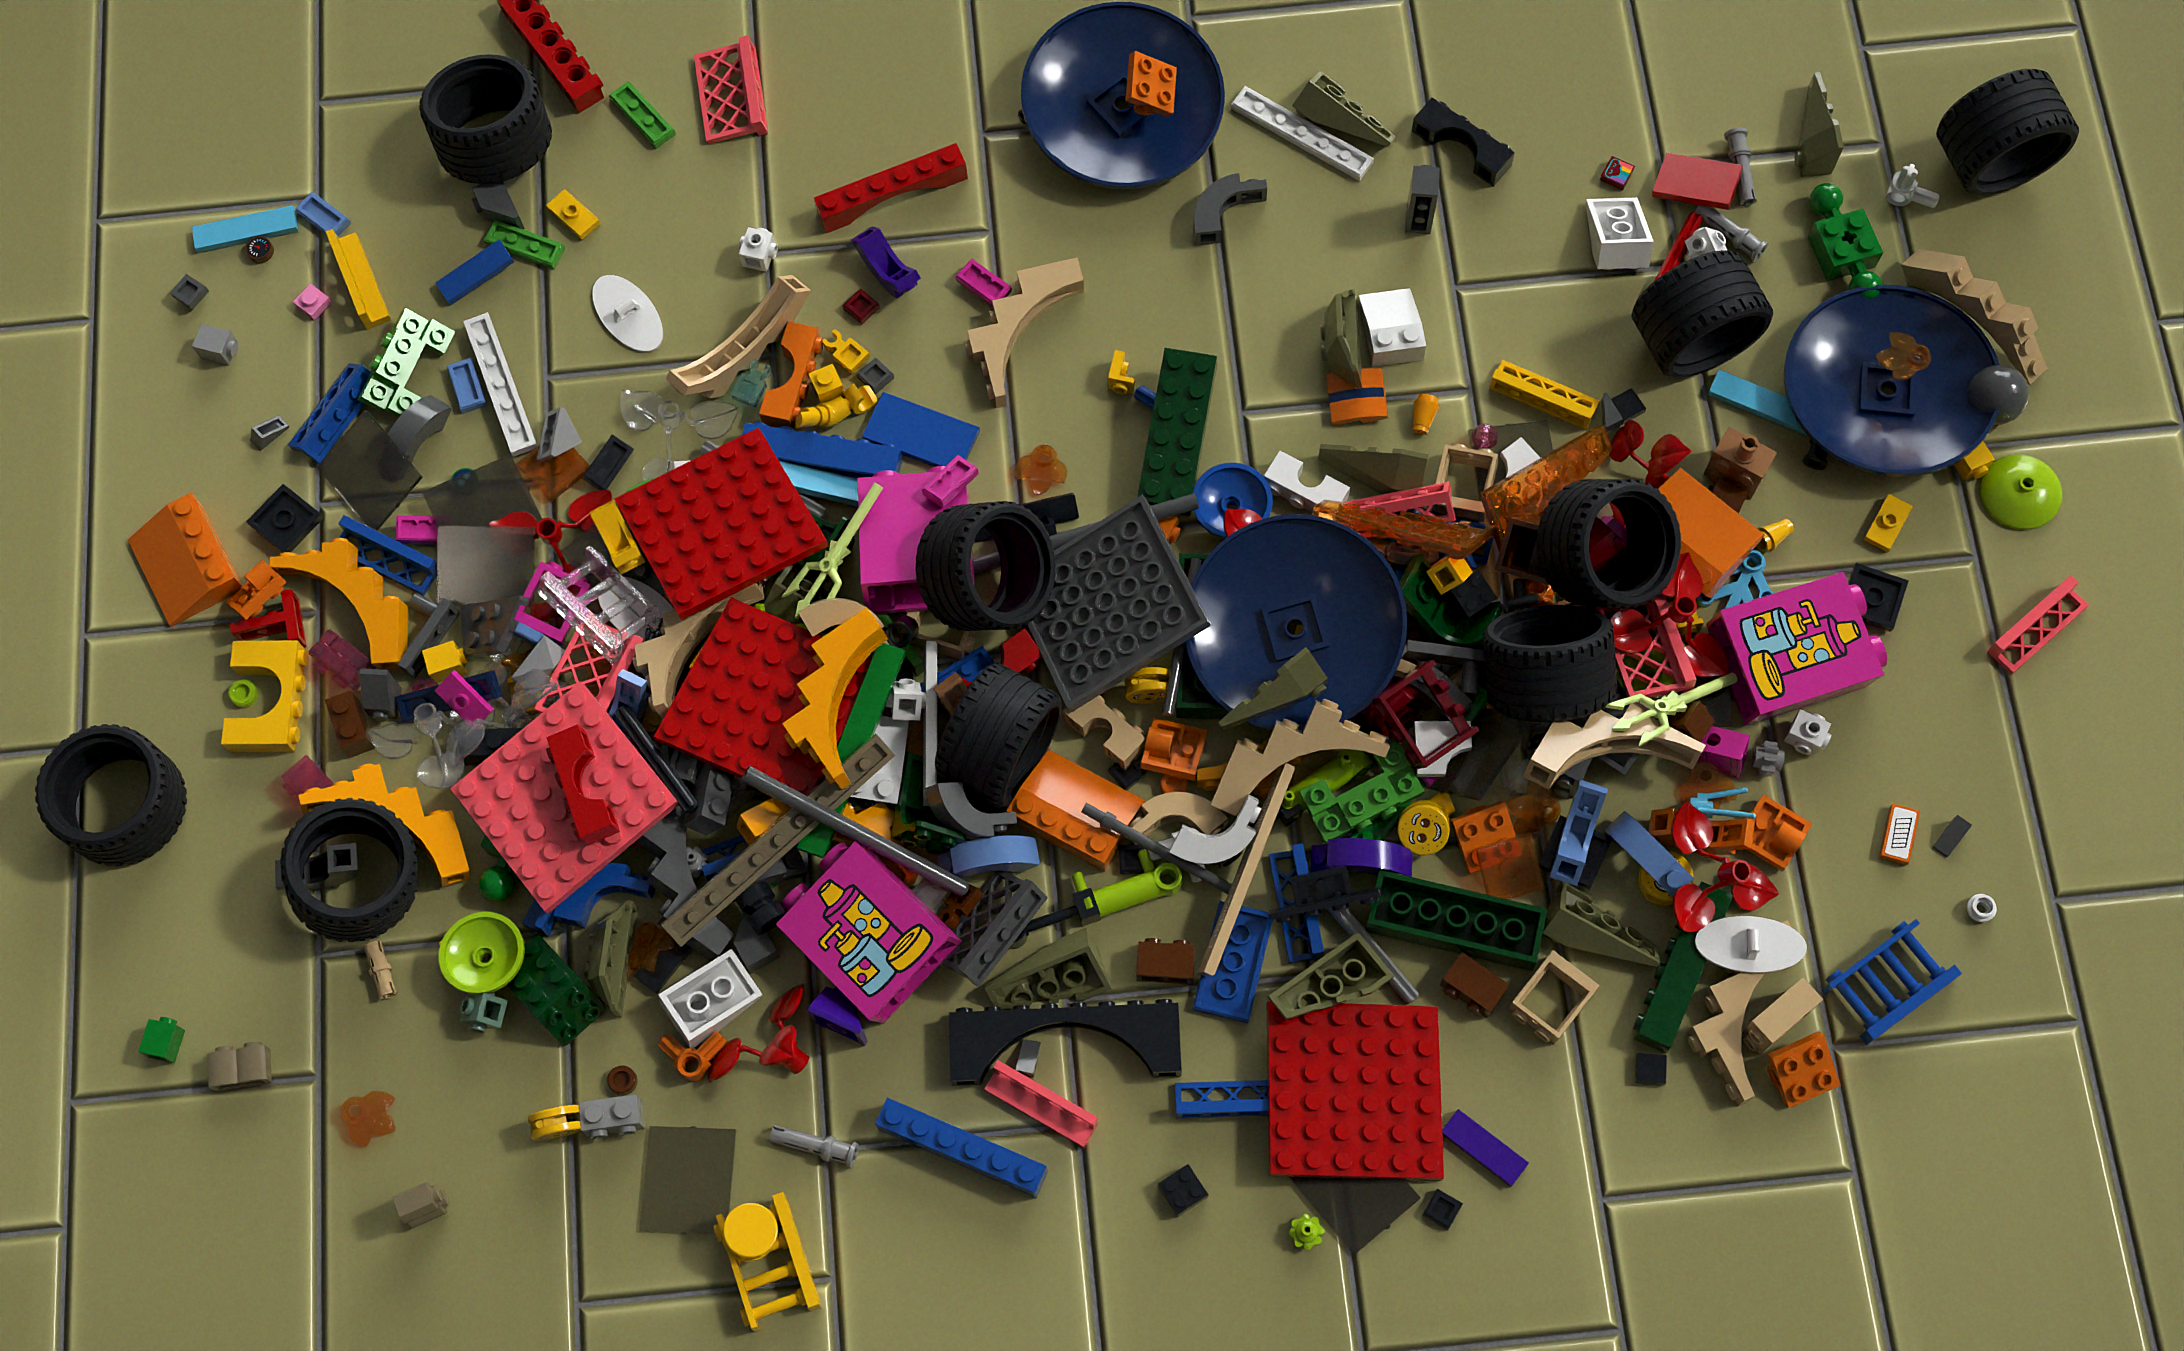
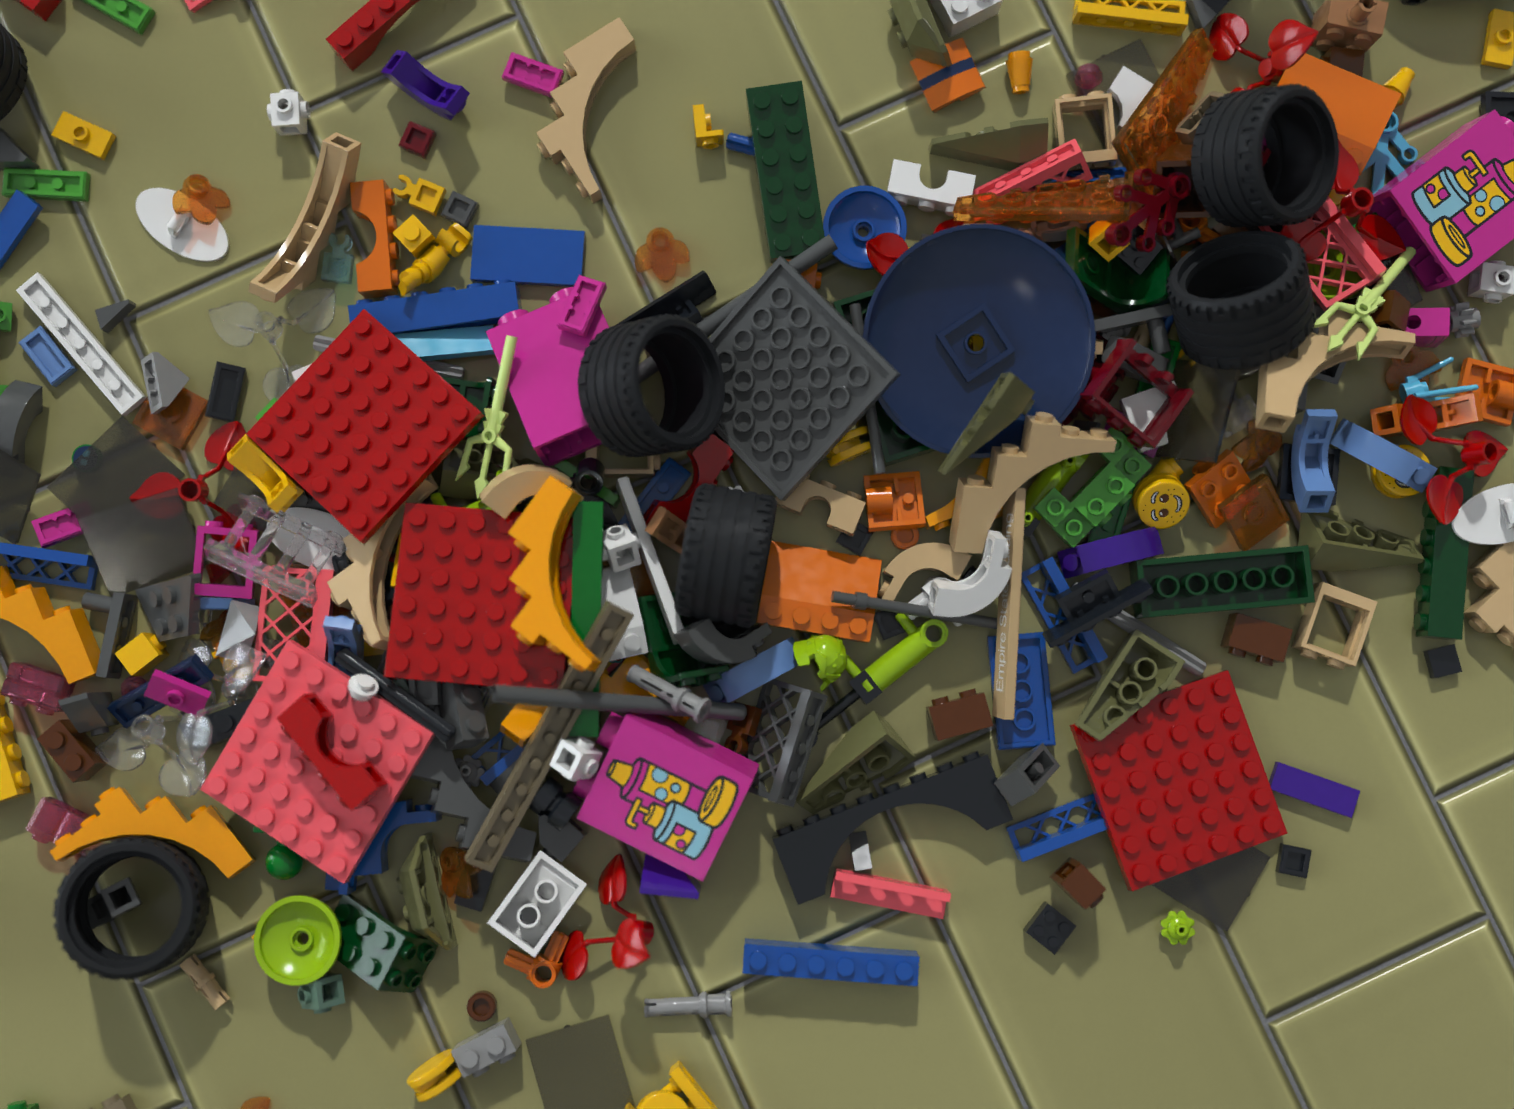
camera: 20 degrees left, 15 degrees up
(538, 367) = (113, 314): none -> dark grey piece
(631, 740) = (362, 687): none -> white plate
(652, 296) = (201, 202): none -> clear orange plate
(796, 868) = (576, 758): none -> white brick
(882, 820) = (680, 698): none -> light grey pin
(1061, 861) = (827, 653): none -> lime helmet
(1208, 1032) = (1027, 774): none -> dark grey brick
(1222, 1151) = (1078, 883): none -> reddish brown brick
(1492, 556) = (1175, 188): none -> dark red plant

